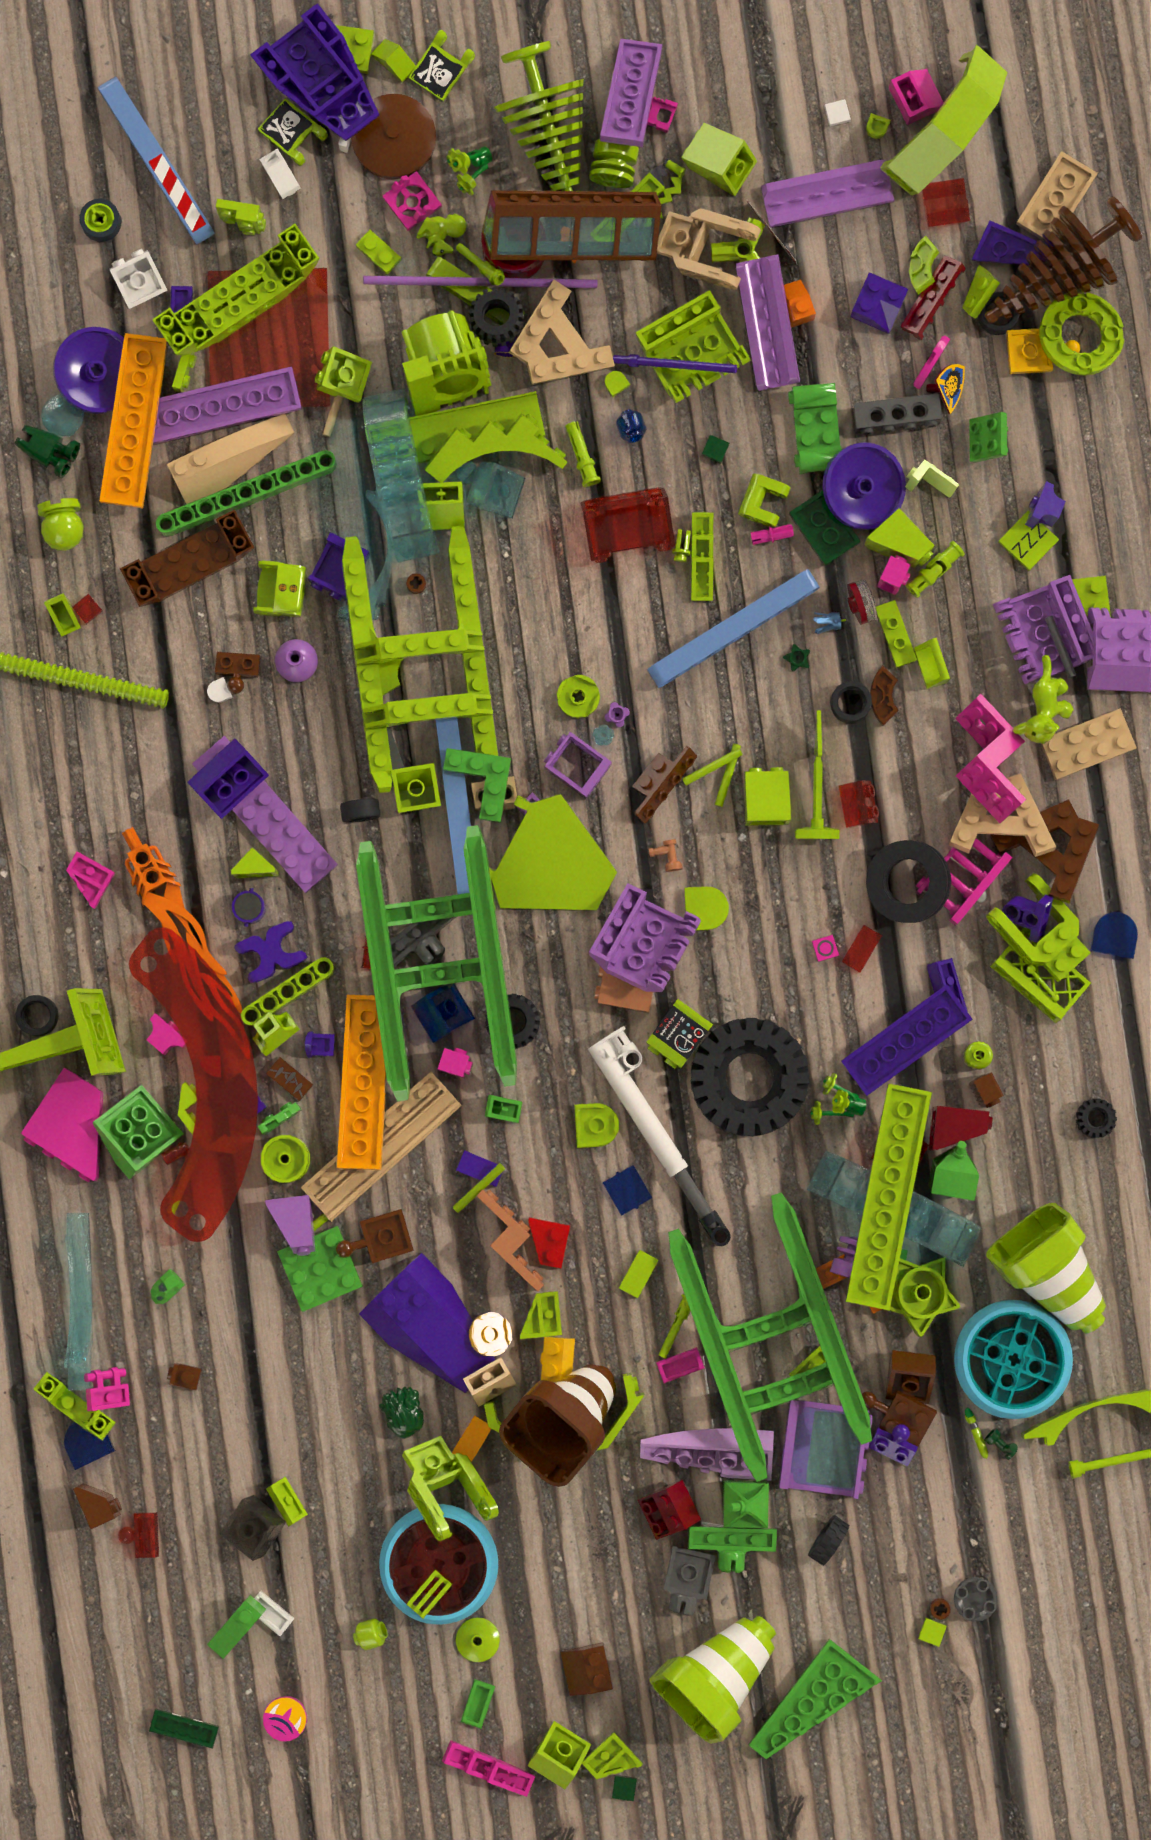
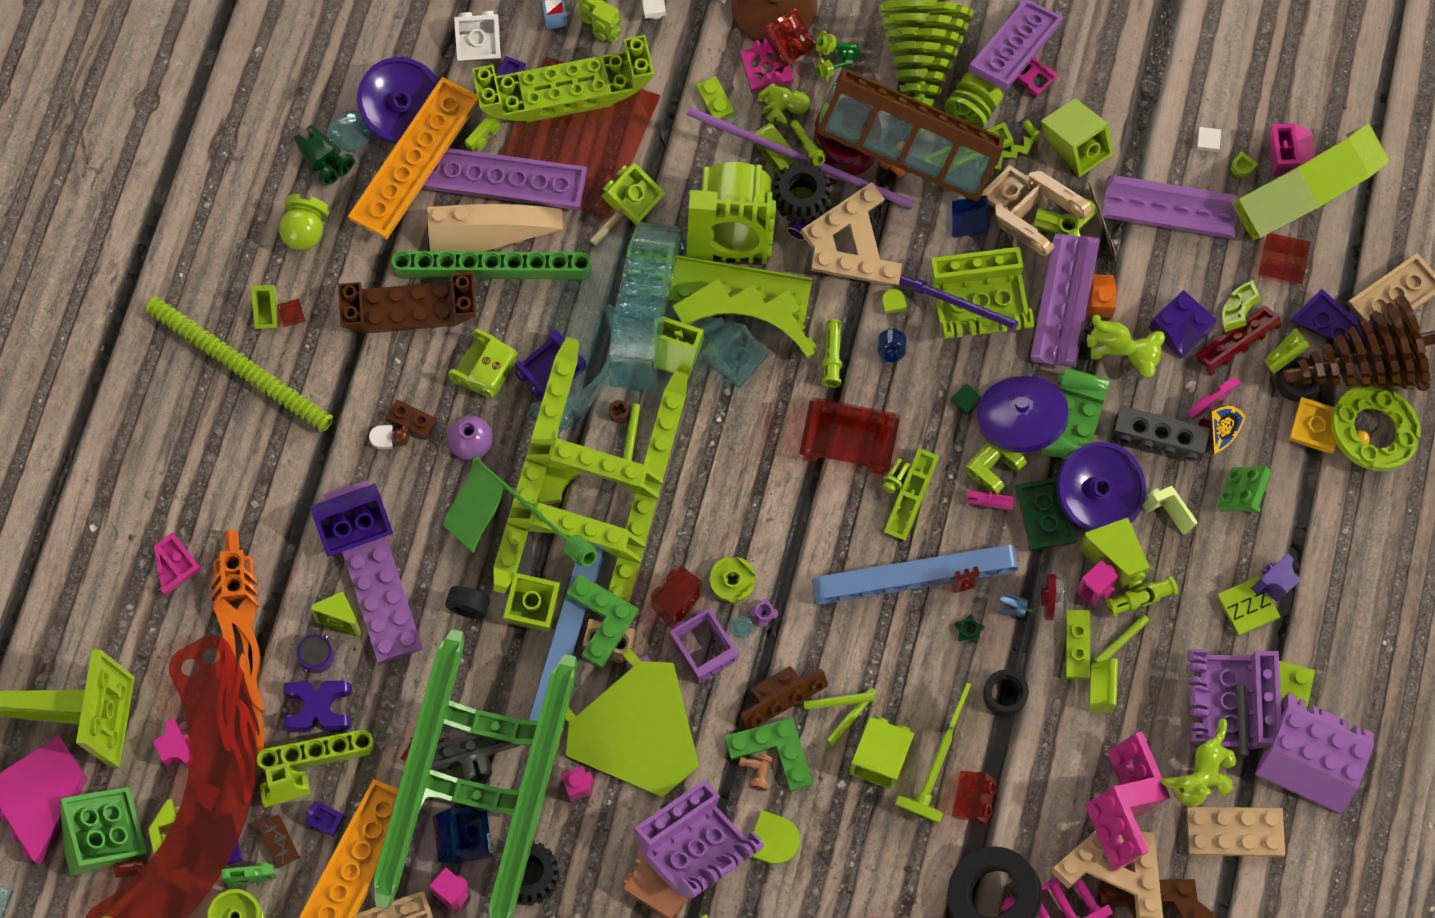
camera: 20 degrees right, 15 degrees down
(23, 1005) = (51, 659): black tyre -> none
(331, 719) = (478, 504): none -> bright green flag
(421, 166) = (788, 37): none -> clear red slope
(435, 600) = (631, 431): none -> lime piece
(521, 928) = (577, 783): none -> dark pink brick
(538, 732) = (676, 595): none -> clear red slope
(652, 276) = (969, 217): none -> clear blue piece
(675, 816) = (770, 736): none -> bright green plate
(771, 445) = (1022, 414): none -> dark purple dish
(779, 618) = (962, 580): none -> clear red tile
(827, 344) = (1115, 339): none -> lime animal
(881, 694) = (1039, 700): reddish brown tile -> none
(931, 614) = (1122, 639): none -> lime bar

